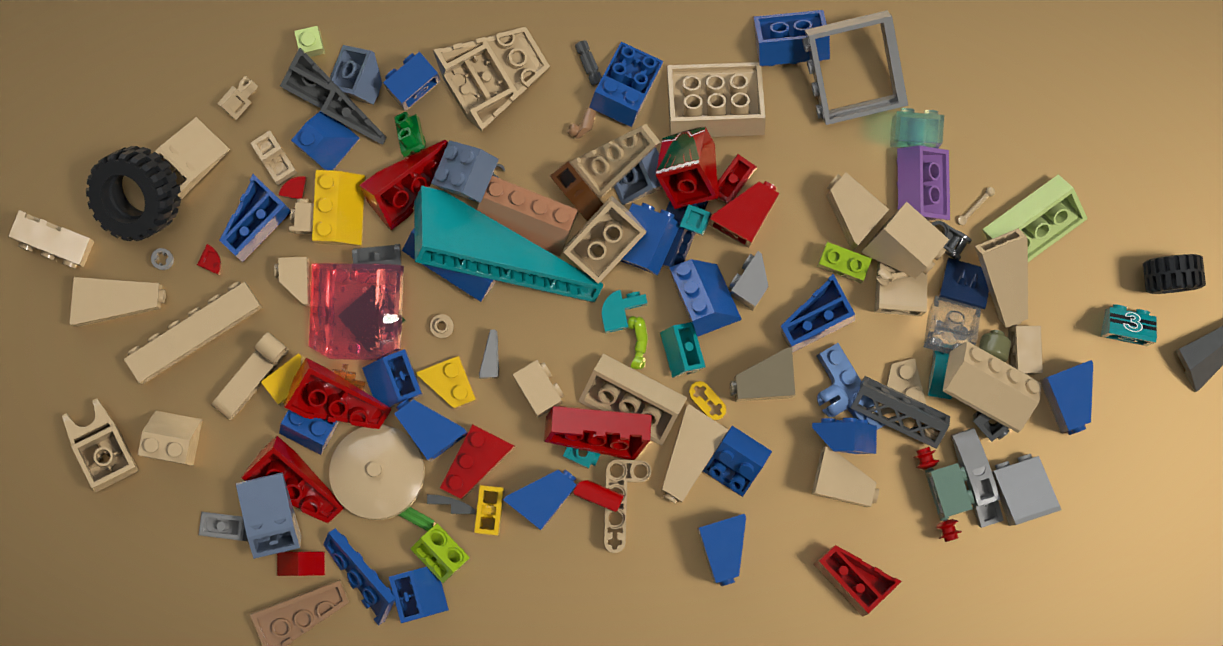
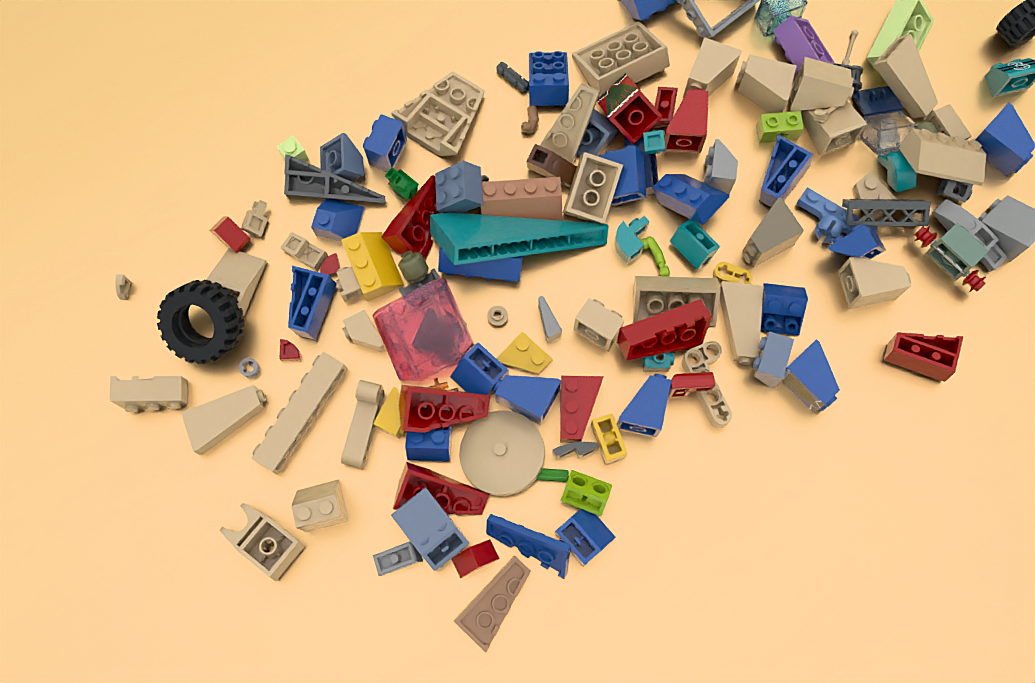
camera: 20 degrees left, 10 degrees down
(68, 108) = (122, 286): none -> tan tile
(203, 102) = (230, 233): none -> red slope
(378, 233) = (413, 266): none -> olive head
(694, 509) = (773, 358): none -> sand blue slope
(801, 163) = (712, 66): none -> tan slope

